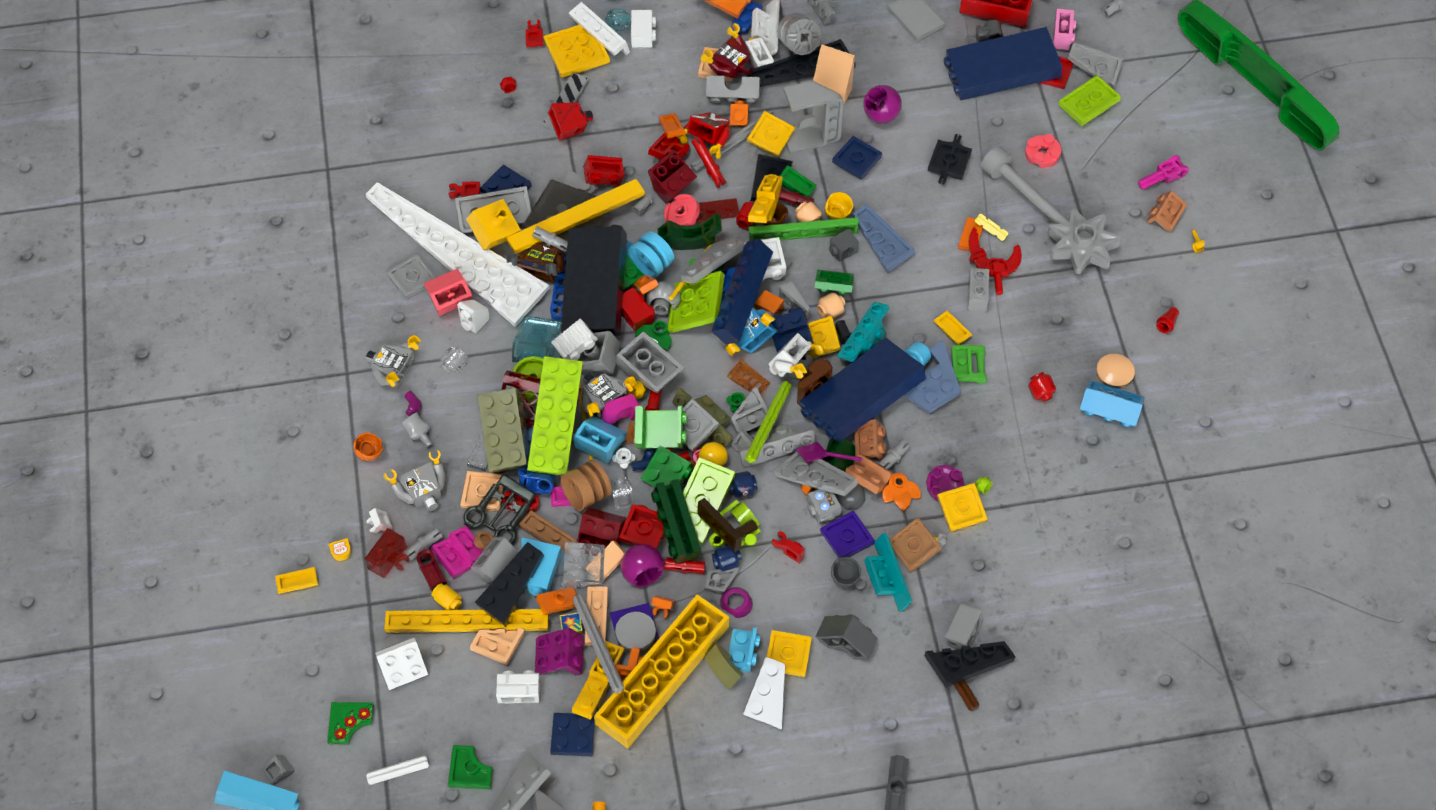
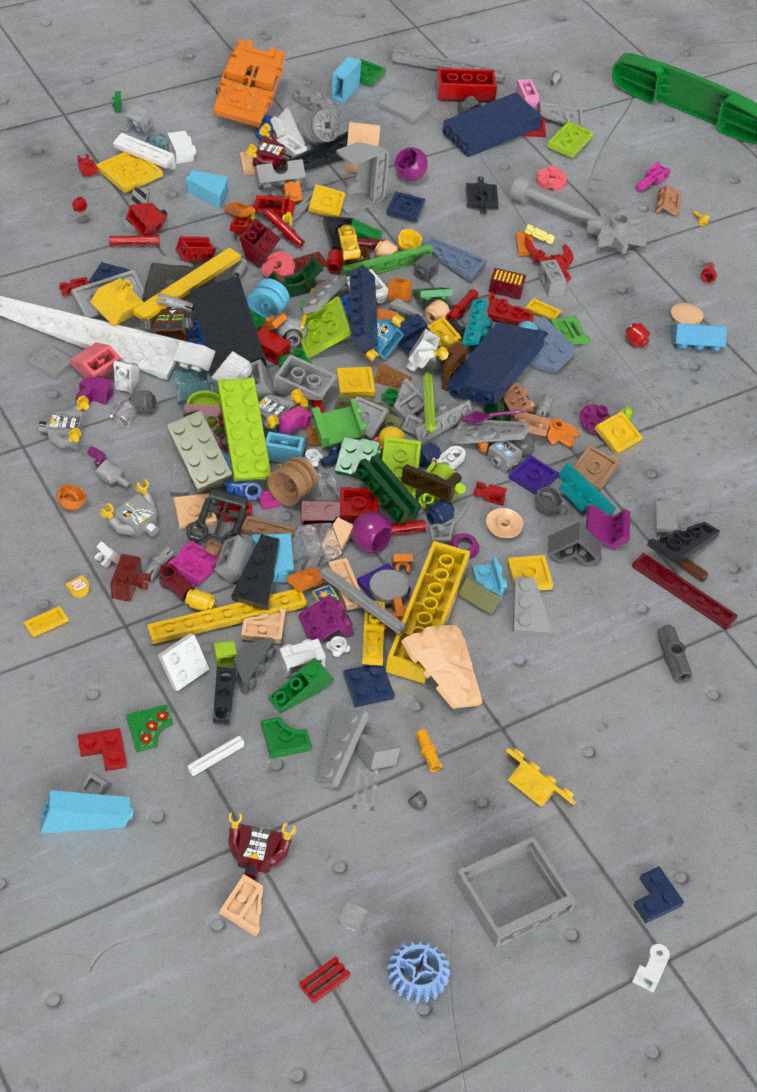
camera: 25 degrees left, 10 degrees down
(304, 727) = (107, 743): none -> red plate
(427, 708) = (224, 695): none -> black leg
(436, 323) = (96, 389): none -> magenta brick
(446, 663) = (224, 654): none -> lime plate
(468, 680) = (252, 661): none -> dark grey slope
(478, 350) = (143, 401): none -> dark grey head
(506, 719) = (301, 686): none -> green slope
(543, 142) = (139, 240): none -> red pin
(547, 309) = (194, 356): none -> white brick
(560, 678) = (338, 642): none -> white plate
(651, 88) = (208, 187): none -> medium azure slope
(652, 739) = (447, 660): none -> light nougat wedge
(706, 375) = (355, 381): none -> yellow plate
(764, 495) = (452, 457): none -> white plate
(790, 580) = (504, 523): none -> light nougat dish
(799, 270) = (400, 289): none -> orange brick
(857, 307) = (459, 309): none -> red pin
(892, 621) = (609, 530): none -> magenta bracket
(906, 322) = (503, 312): none -> red wing
(925, 285) = (507, 283): none -> dark red brick
(945, 717) = (684, 591): none -> dark red tile

